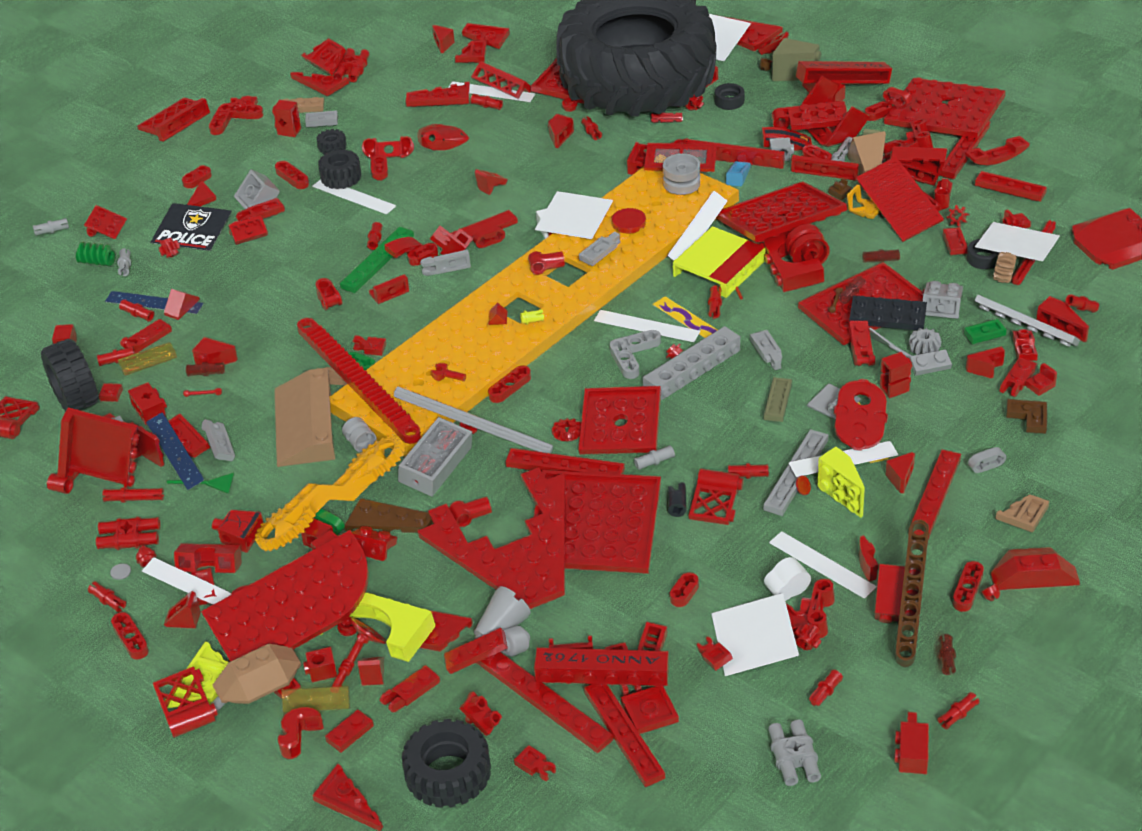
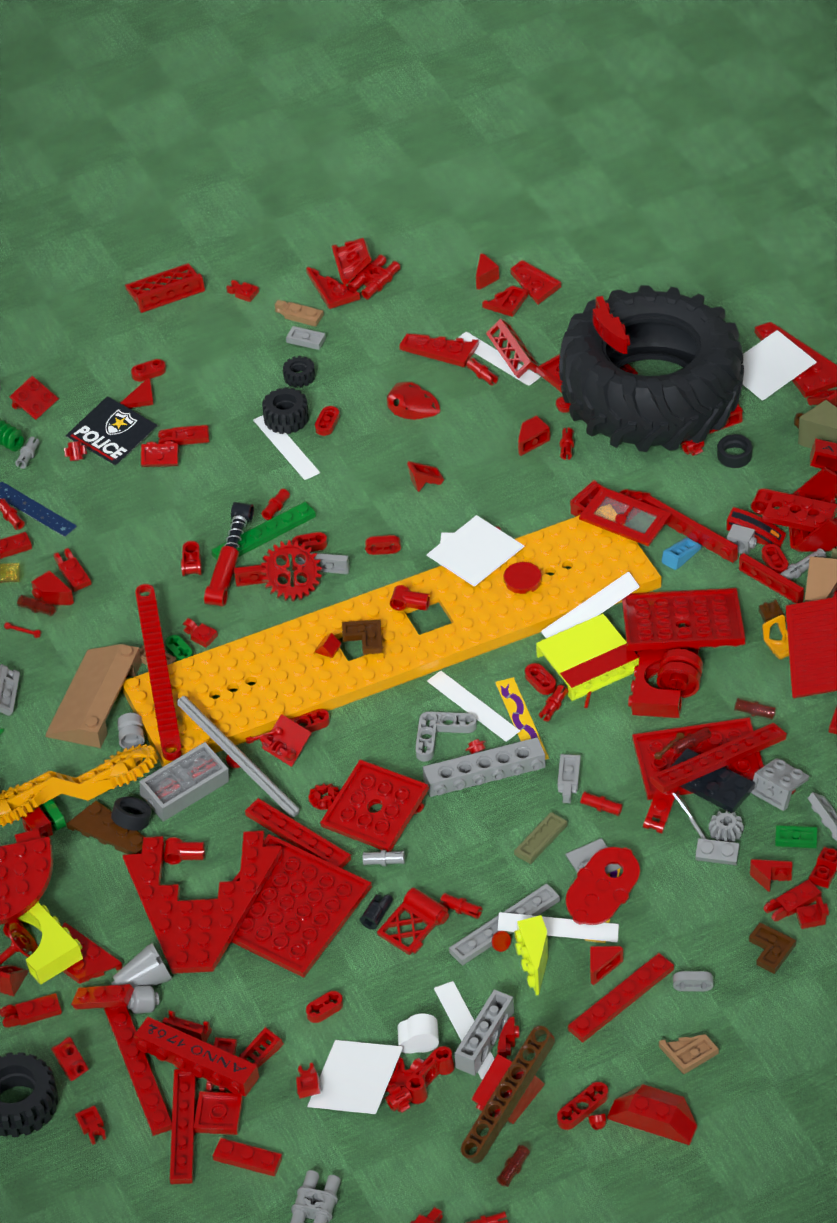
camera: 25 degrees right, 5 degrees up
(179, 303) = (53, 519): slope -> none
(220, 333) = (72, 571): none -> red hinge
(229, 110) = (221, 296): red beam -> none
(255, 190) = (192, 408): light grey slope -> none
(286, 118) = (267, 329): red brick -> none
(292, 175) = (237, 405): red beam -> none
(361, 280) = (217, 591): none -> red piece
(374, 543) = (79, 850): red bracket -> none
(400, 148) = (333, 395): red piece -> none
(401, 246) = (292, 526): red slope -> none
(403, 496) = (140, 813): none -> black tyre
(425, 274) = (307, 570): none -> red gear
(442, 372) = (241, 693): red bar -> none
(449, 242) = (339, 541): red brick -> none
(470, 409) = (277, 731): none -> red hinge
(502, 219) = (402, 529): red tile -> none
(506, 397) = (287, 744): none -> red hinge
(525, 294) = (367, 631): none -> reddish brown plate
(532, 316) = (356, 659): neon yellow pin -> none
(598, 20) = (610, 327): none -> red slope
(600, 249) = (471, 603): light grey hinge -> none
(666, 117) = (655, 456): red axle -> none
(681, 174) = (605, 540): light grey wheel -> none
(691, 288) = (543, 681): none -> red plate
(701, 737) = (247, 1157): none -> red plate
(809, 359) = (601, 803): none -> red pin
(825, 688) = (383, 1154): red axle -> none
(846, 557) = (484, 1032): none -> light grey brick
(887, 292) = (717, 757): none -> red plate
(895, 374) = (665, 855): red piece -> none

